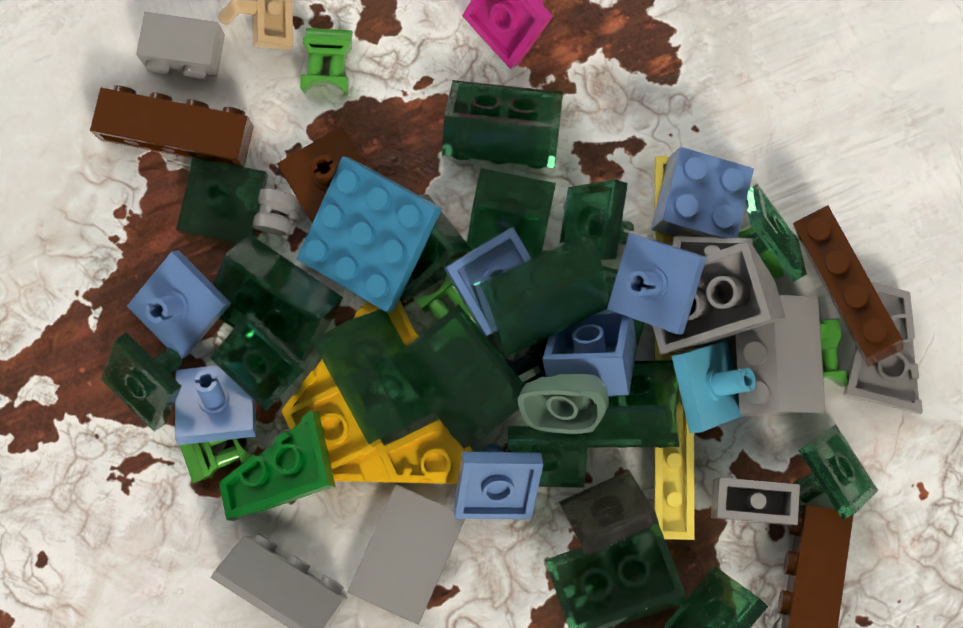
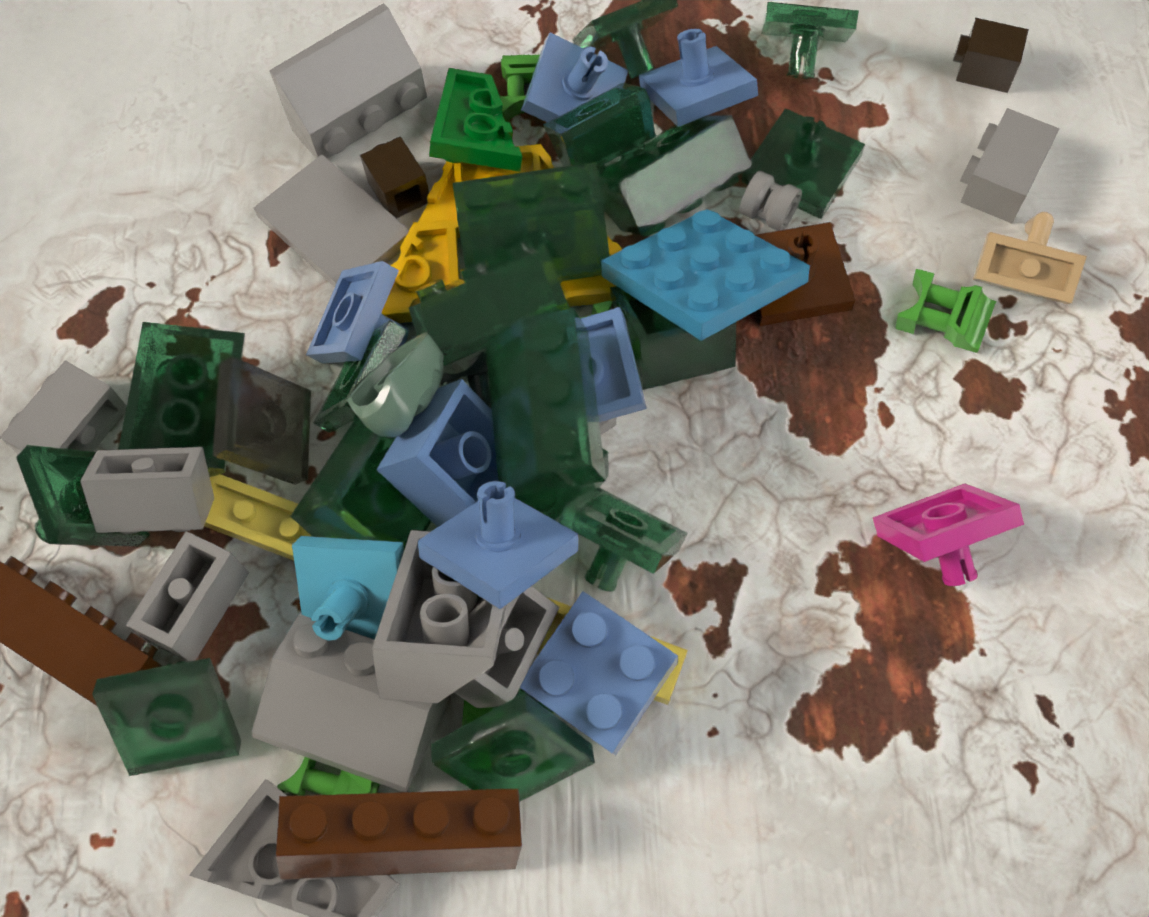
camera: 110 degrees right, 15 degrees down
(72, 83) = (990, 54): none -> dark brown brick
(96, 231) = (807, 27): none -> clear green tile
(172, 126) = (906, 133): reddish brown brick -> none
(350, 518) = (395, 177): none -> dark brown brick
(502, 124) = (799, 477): clear green slope -> none
(510, 202) = (675, 447): clear green slope -> none
(698, 559) = (148, 490): none -> light grey brick

